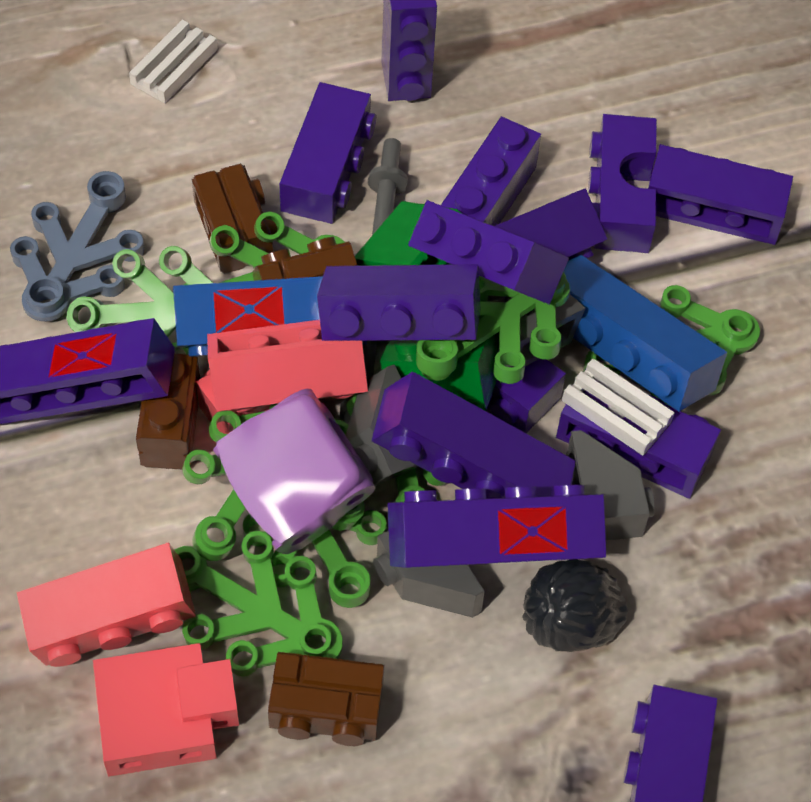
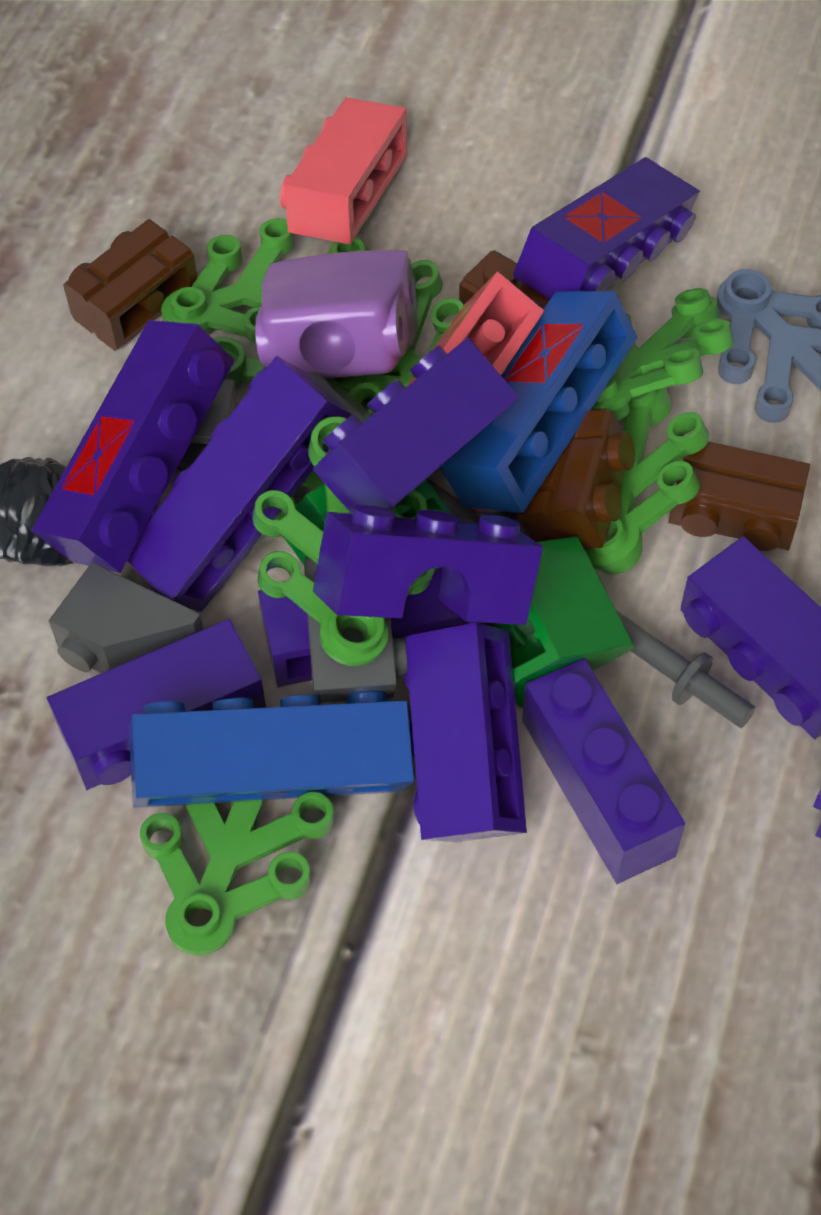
camera: 130 degrees right, 0 degrees up
(162, 708) = (228, 175): coral piece -> none
(621, 399) = (179, 655): white tile -> none
(624, 153) = (463, 900): dark purple arch -> none
(720, 194) = (402, 1050): dark purple brick -> none

